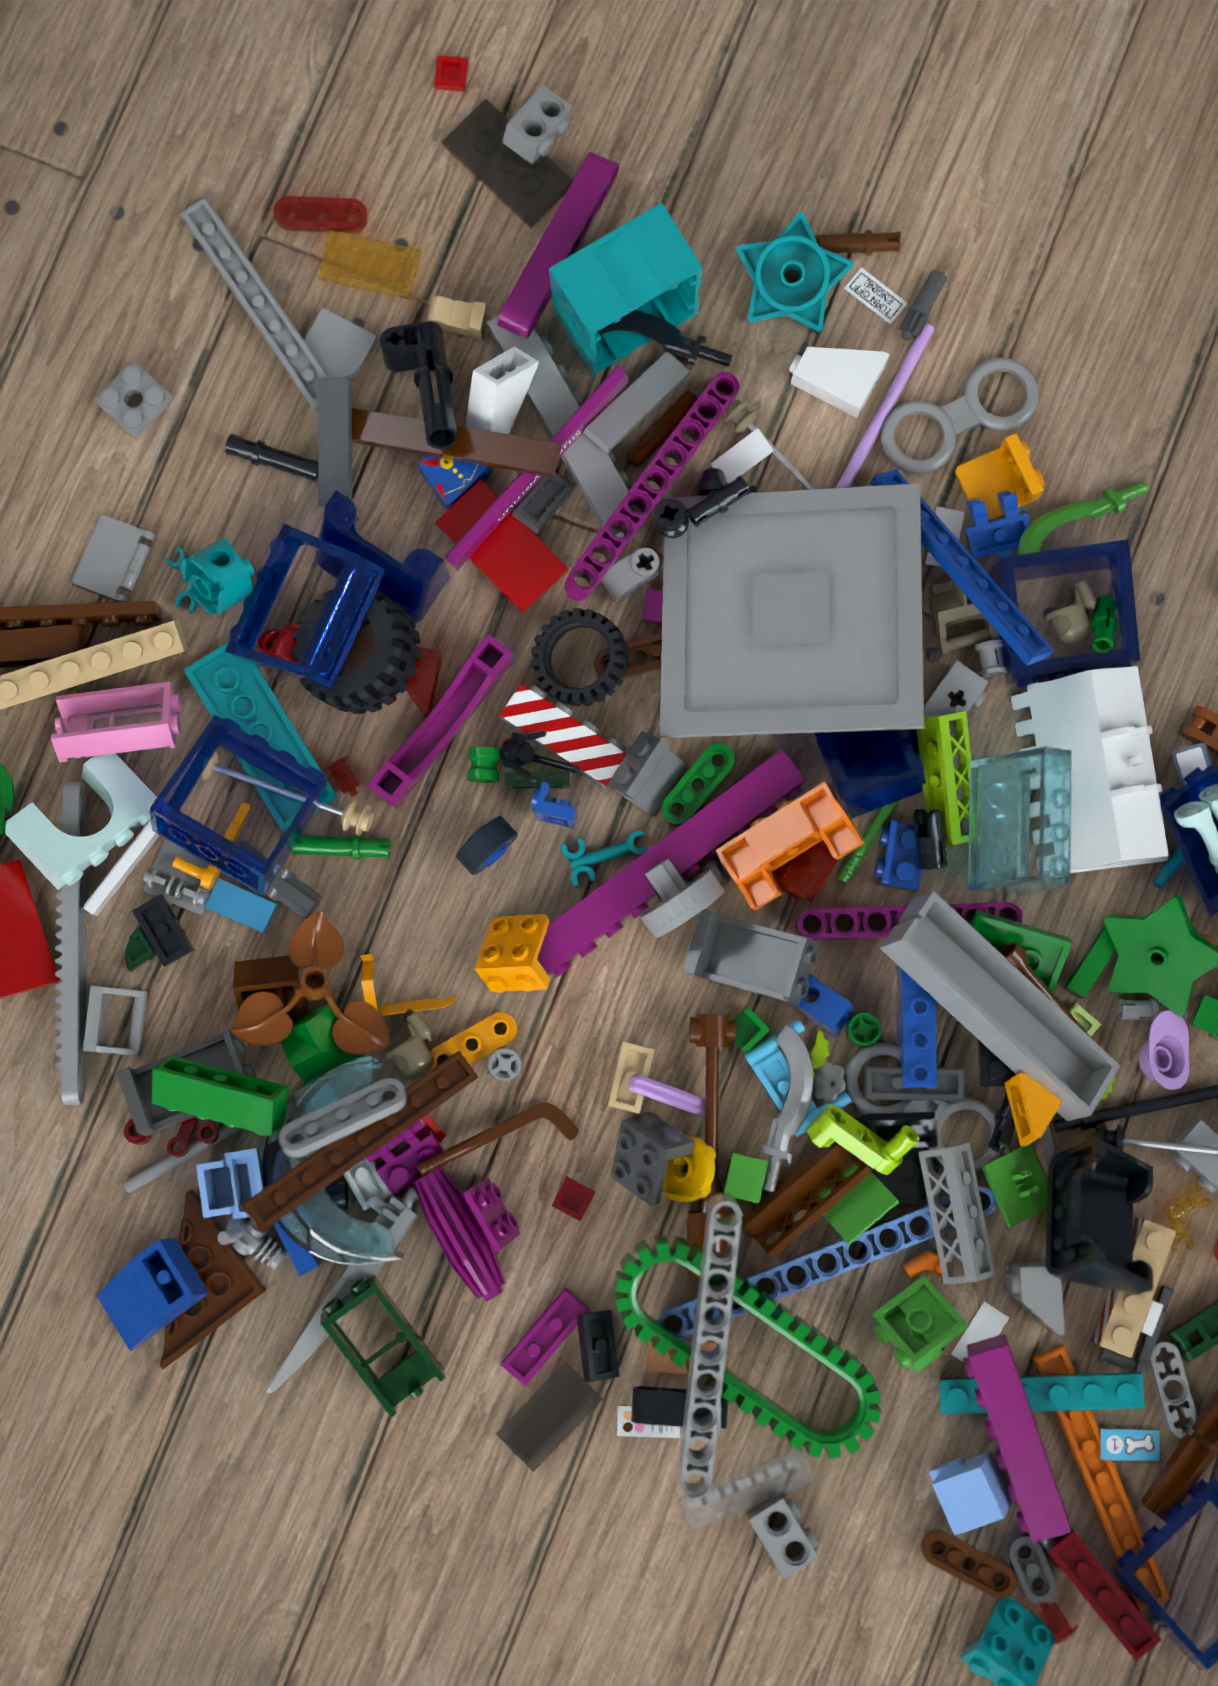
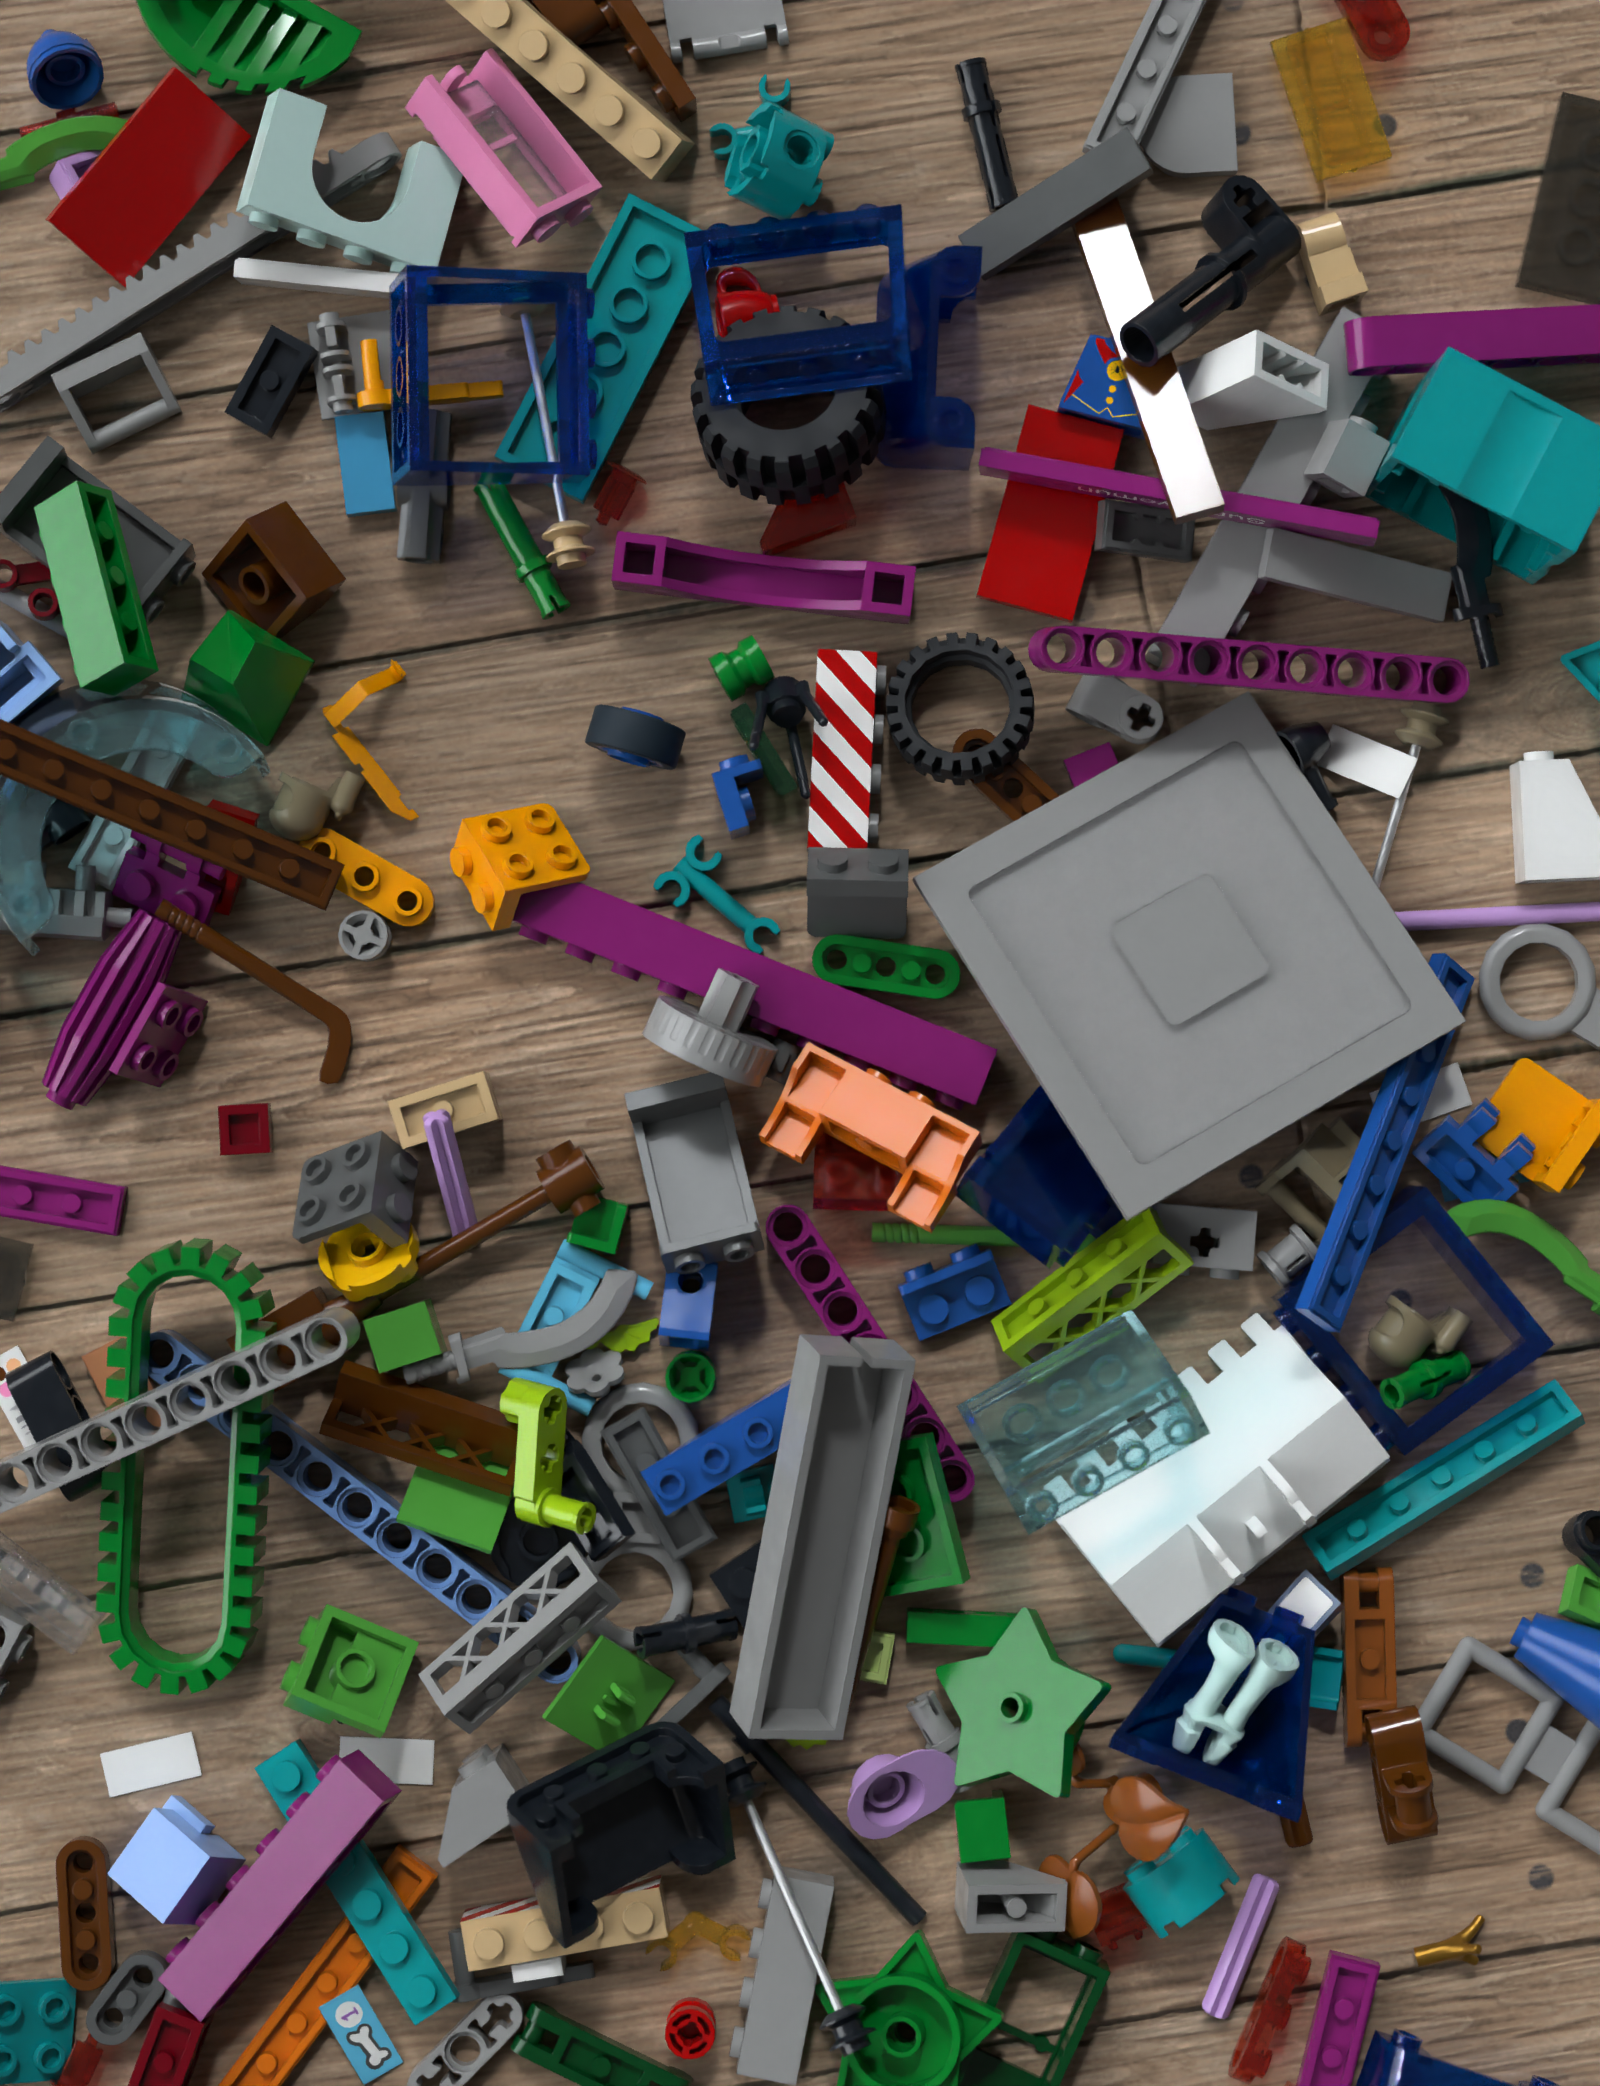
camera: 50 degrees right, 5 degrees up
(138, 950) = (226, 365): dark green tile -> none
(320, 947) = (367, 592): dark orange plant -> none
(342, 1117) = (159, 766): light grey plate -> none
(571, 366) = (1347, 457): none -> light grey brick
(597, 1345) = (76, 1273): black plate -> none
(660, 429) = (1339, 630): reddish brown axle -> none
(674, 525) = (1216, 727): black wheel -> none
(718, 501) = (1282, 765): black pin -> none
(903, 1474) = (150, 1764): none -> white sticker
(926, 1260) = (435, 1630): orange arm -> none
(930, 839) = (993, 1317): black hinge -> none
(950, 1034) = (750, 1492): none -> teal tile
(1030, 1106) = (716, 1655): light orange slope -> none
(1164, 648) = (1443, 1479): none -> teal plate

